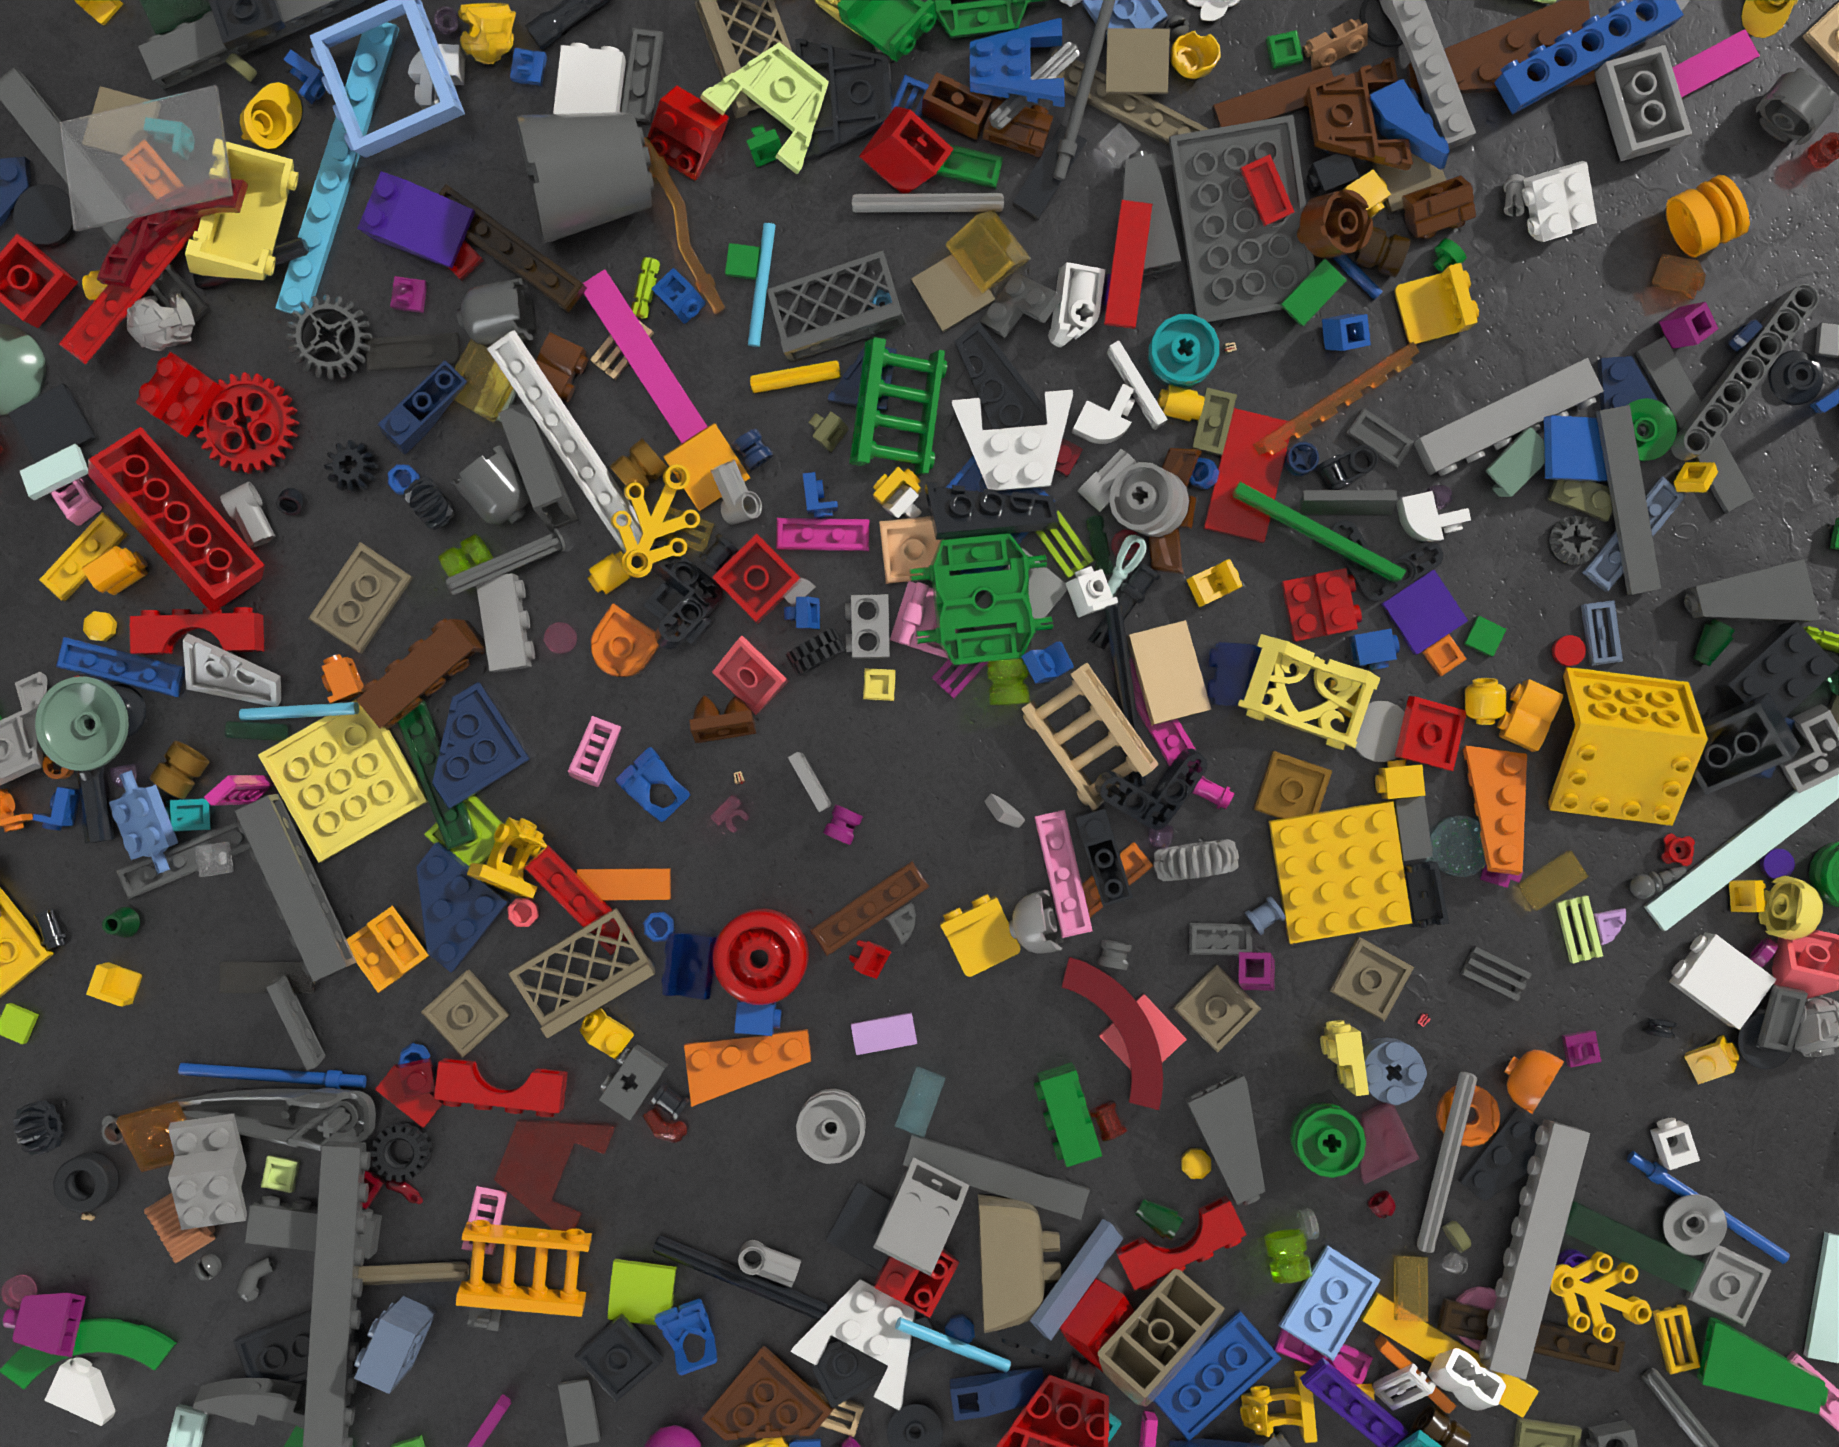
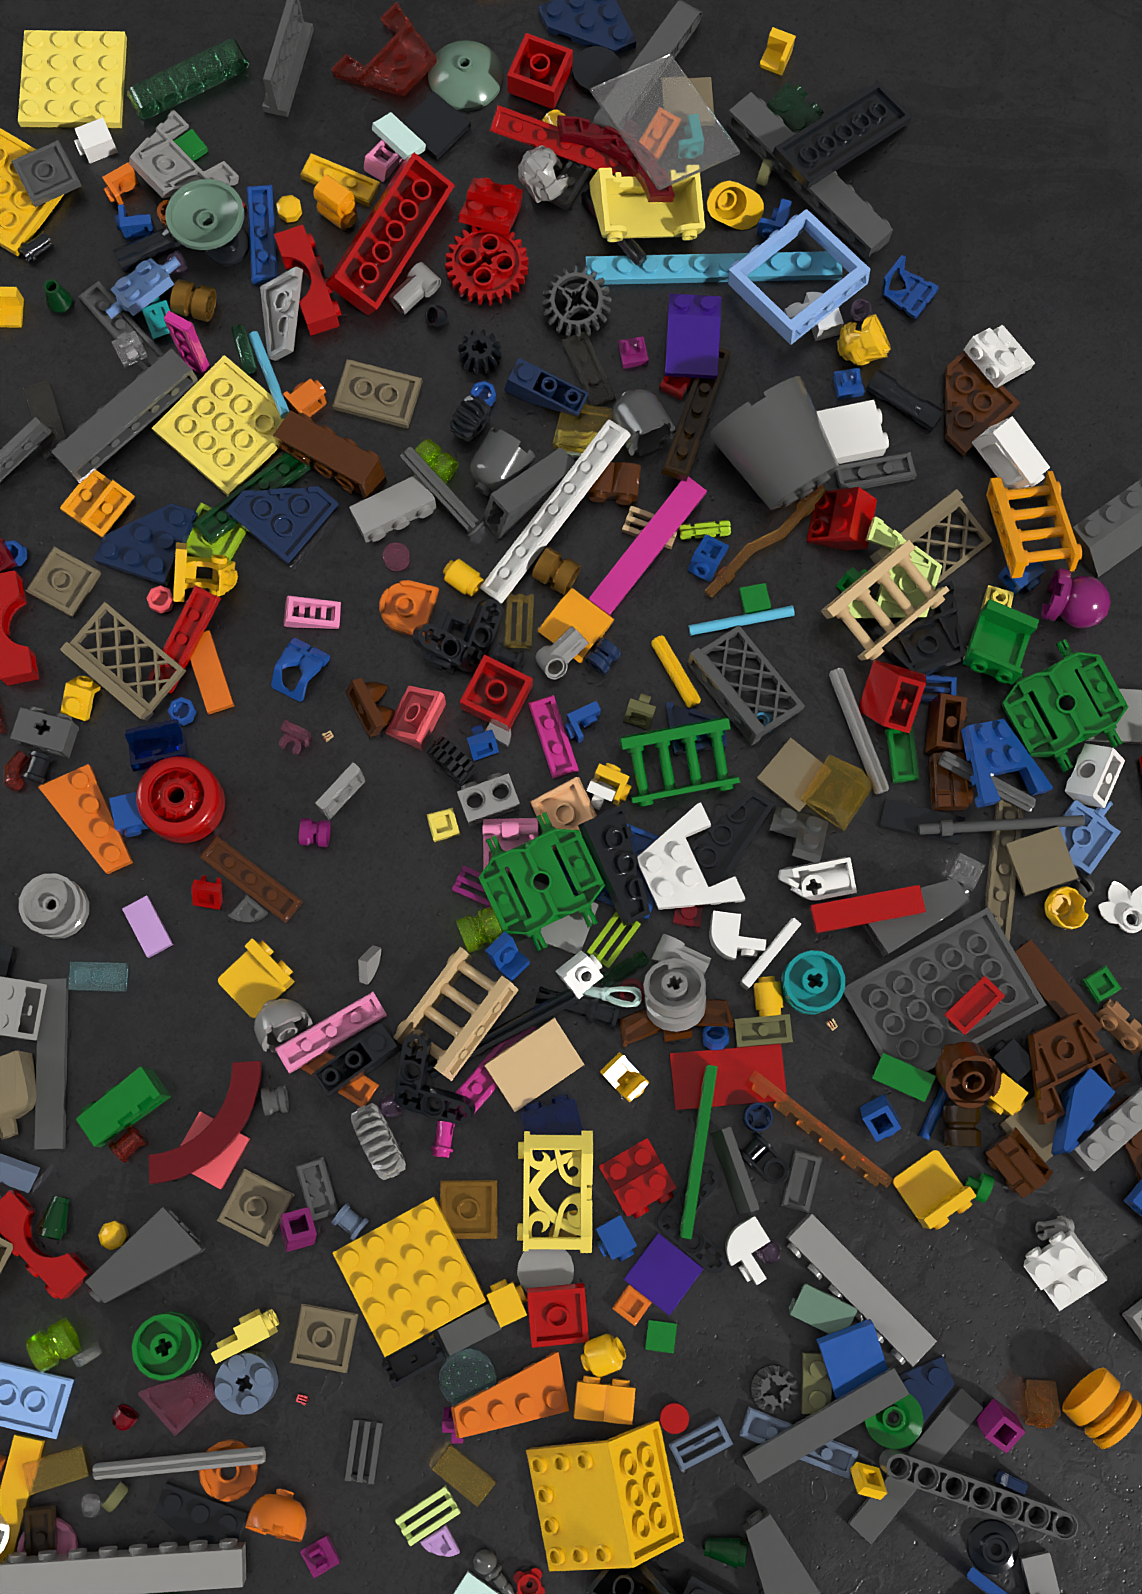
camera: 65 degrees right, 10 degrees down
(653, 525) = (511, 595): yellow plant -> none
(779, 141) = (860, 591): none -> tan fence

